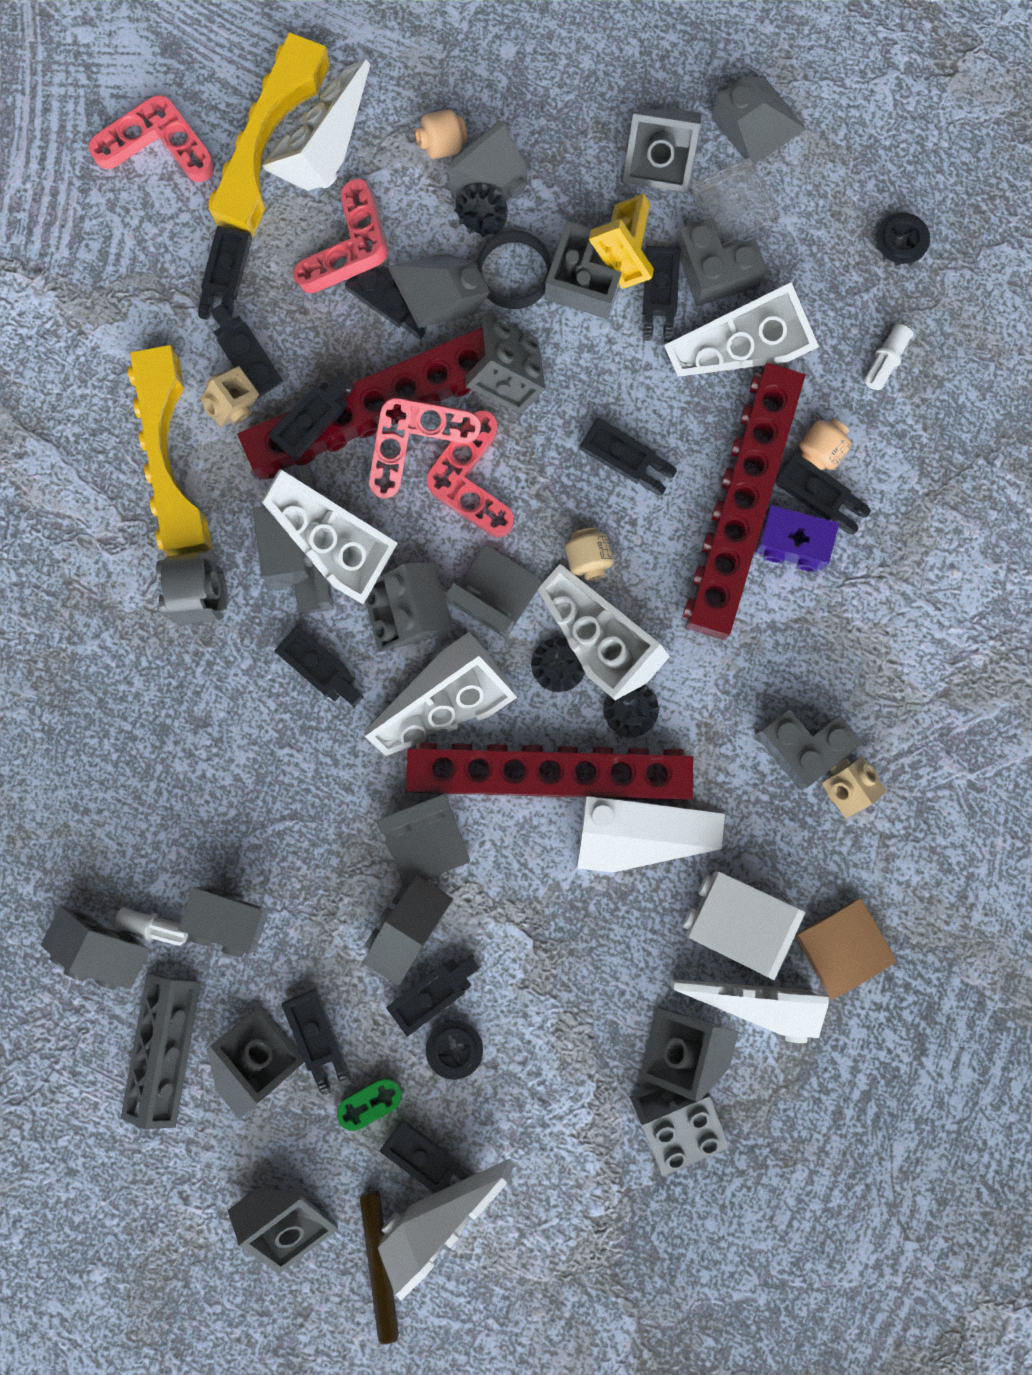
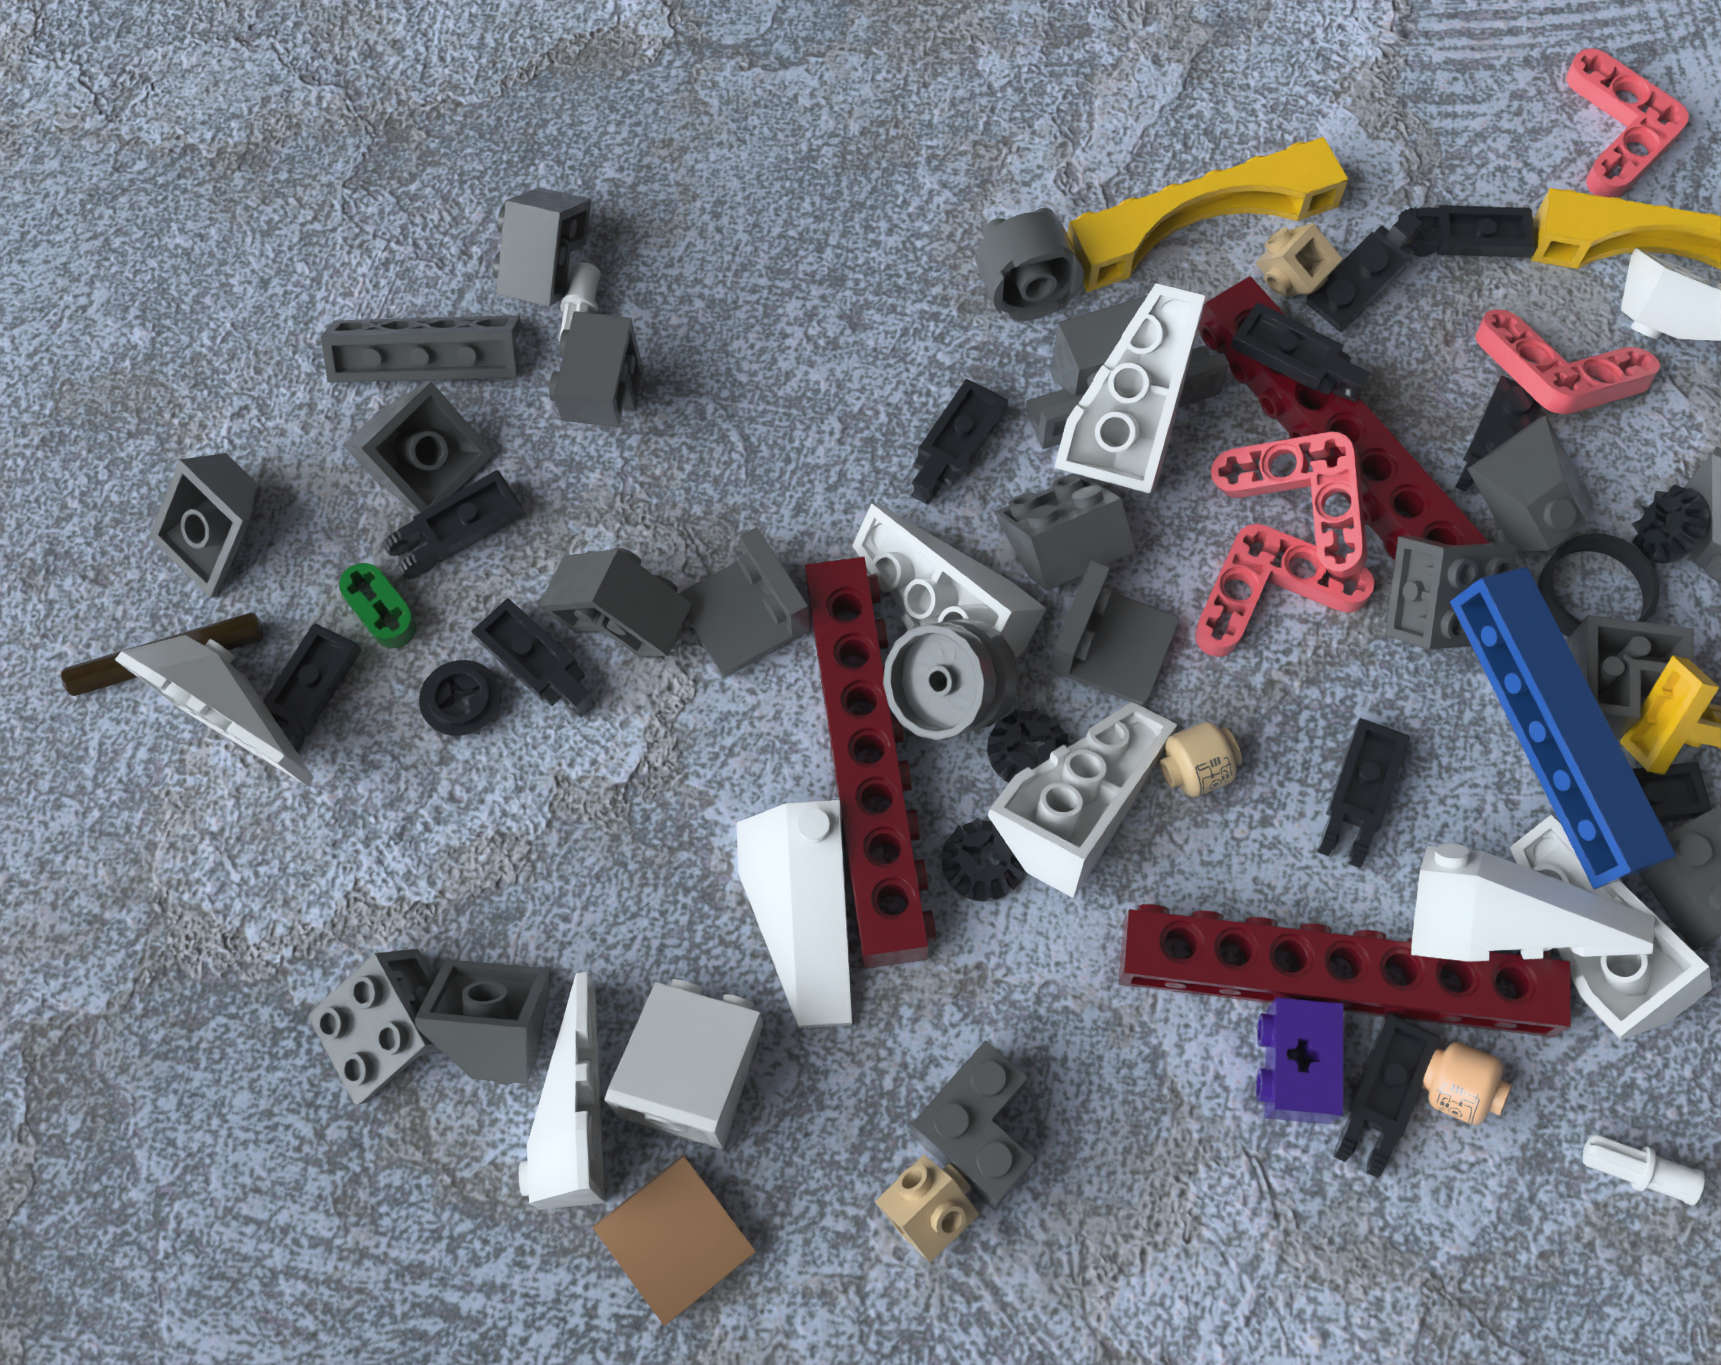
camera: 80 degrees right, 15 degrees down
(513, 706) = (950, 678): none -> wheel
(622, 322) = (1561, 728): none -> blue brick
(731, 391) = (1487, 904): none -> white wedge

